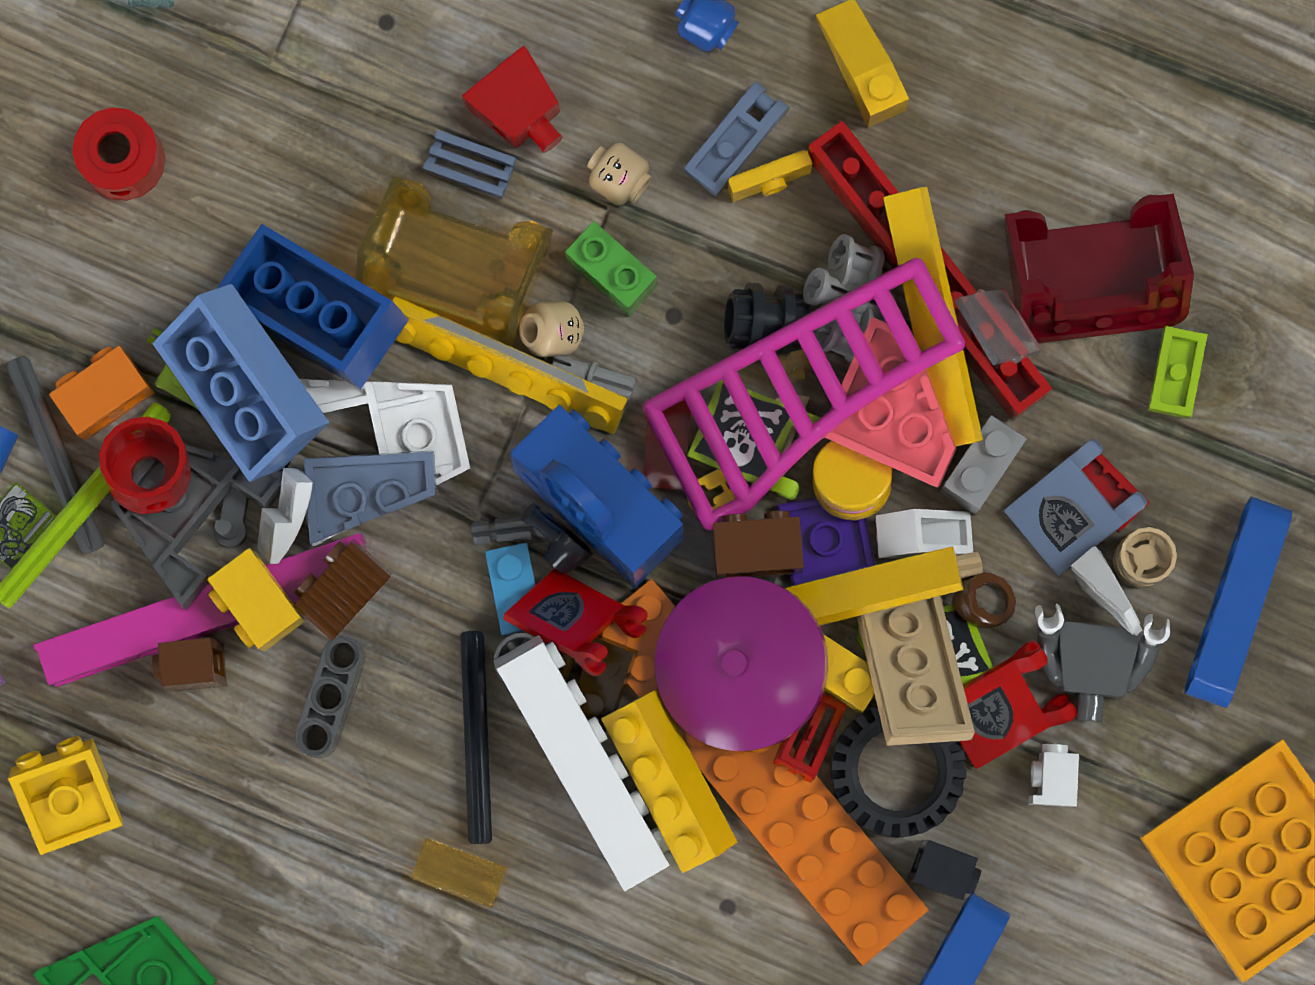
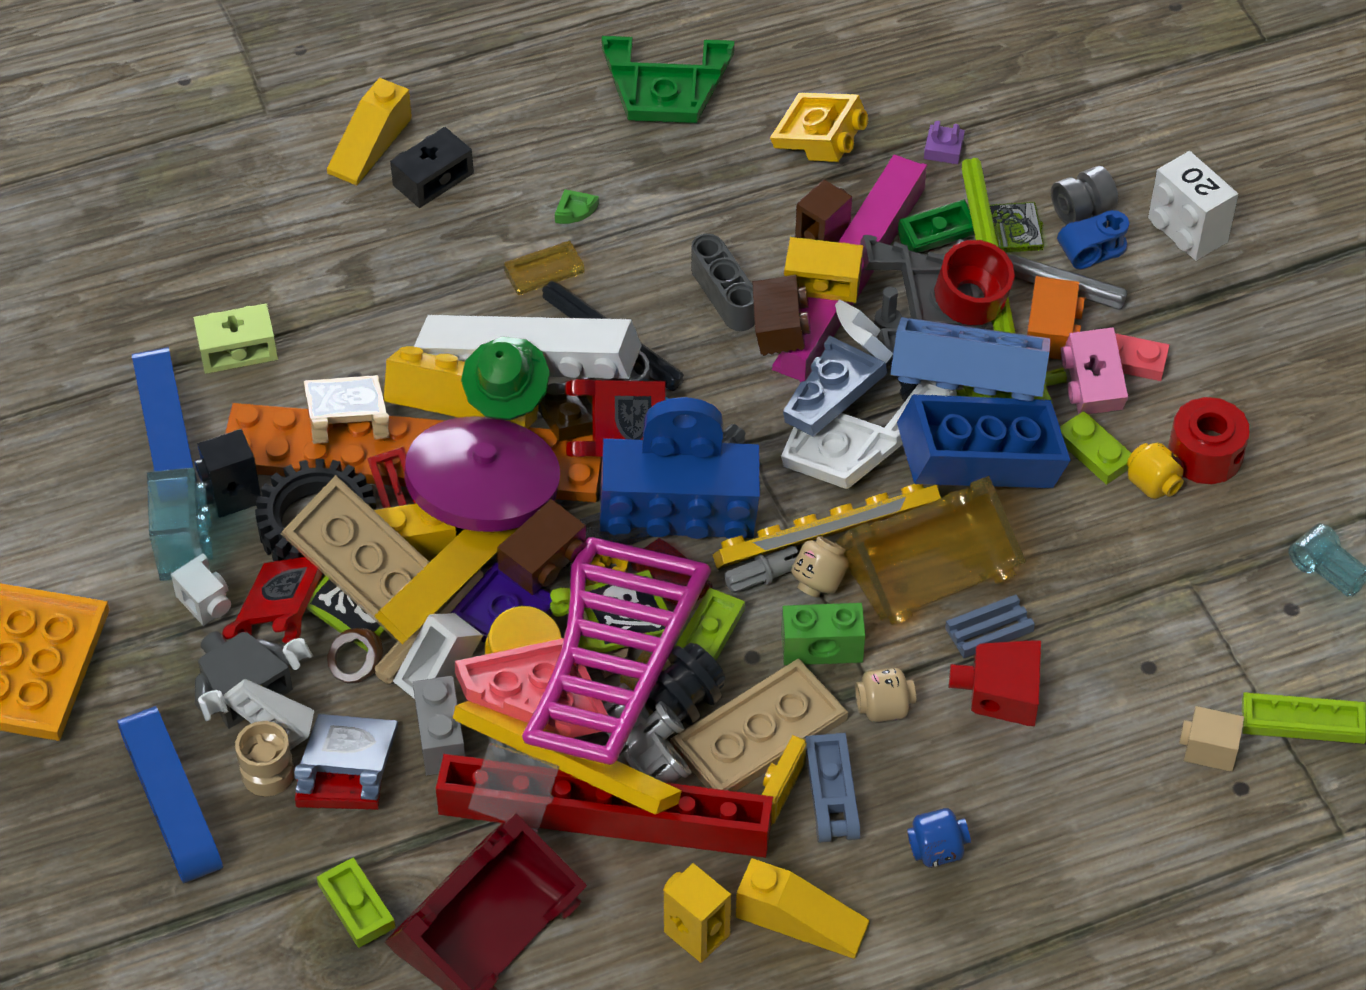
camera: 130 degrees right, 30 degrees down
(76, 304) = (1142, 357): none -> coral plate
(91, 579) = (936, 227): none -> green brick
(140, 277) = (1100, 352): none -> bright pink brick
(189, 171) = (1155, 470): none -> yellow head
(206, 244) = (1095, 447): none -> lime plate
(365, 919) = (575, 207): none -> bright green tile
(619, 726) = (505, 378): none -> green hat
(684, 359) = (713, 622): none -> lime plate
(734, 242) = (754, 728): none -> tan tile
(772, 871) = (344, 402): none -> flag
(949, 115) = (696, 912): none -> yellow brick
(1028, 854) = (177, 519): none -> clear light blue brick

